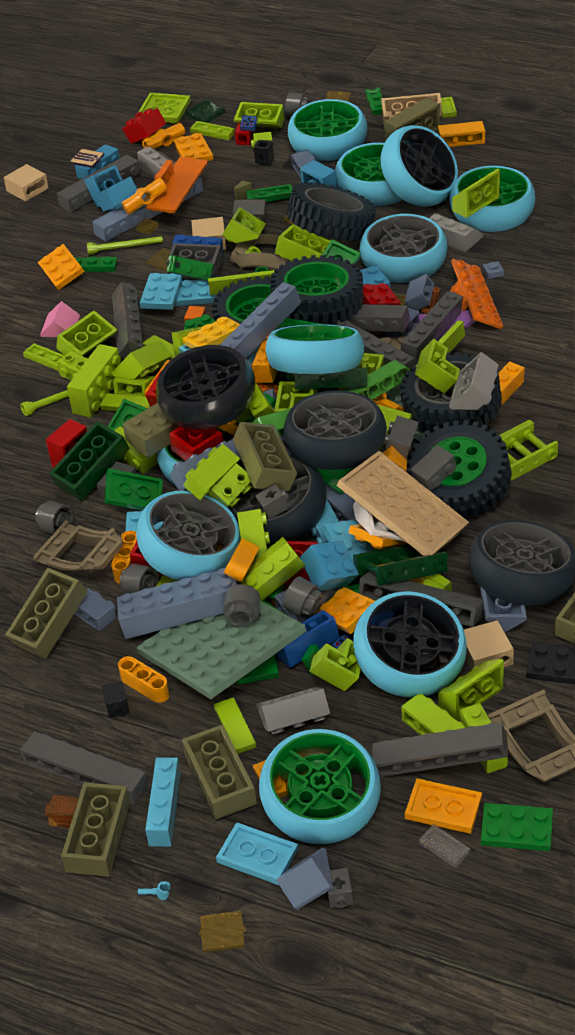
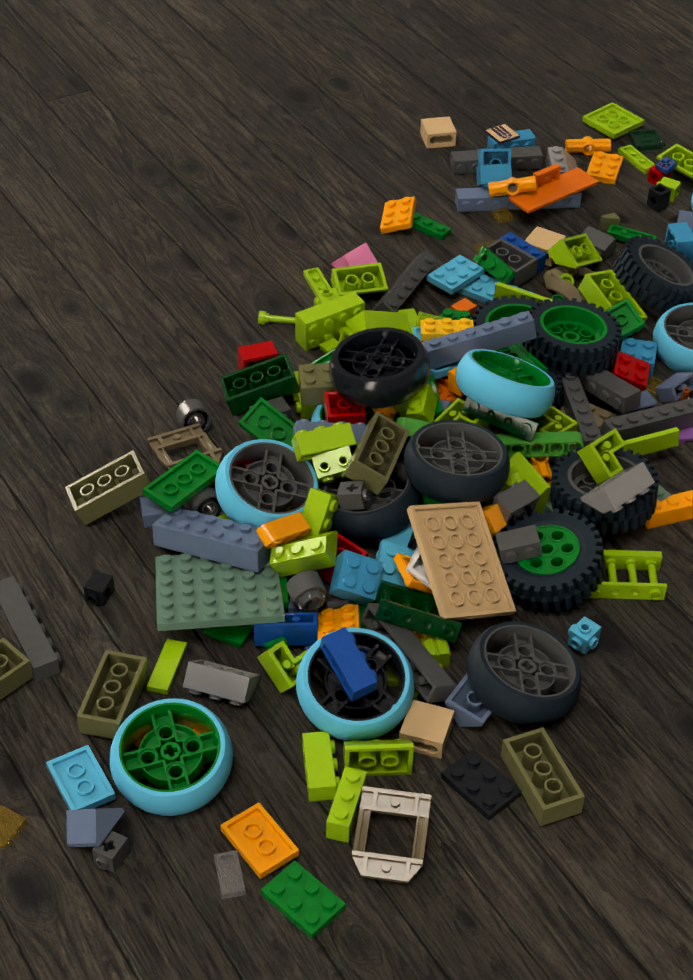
camera: 30 degrees right, 0 degrees up
(93, 248) = (439, 212): lime piece -> none
(112, 570) = (182, 481): none -> green plate
(143, 124) = (576, 126): red brick -> none
(143, 679) = (134, 585): light orange beam -> none
(163, 802) = (52, 692): medium azure brick -> none
(241, 605) = (249, 568): dark grey piece -> none
(403, 627) = (349, 663): none -> blue brick
(440, 749) = (294, 790): dark grey brick -> none
(533, 510) = (584, 635): none -> medium azure brick

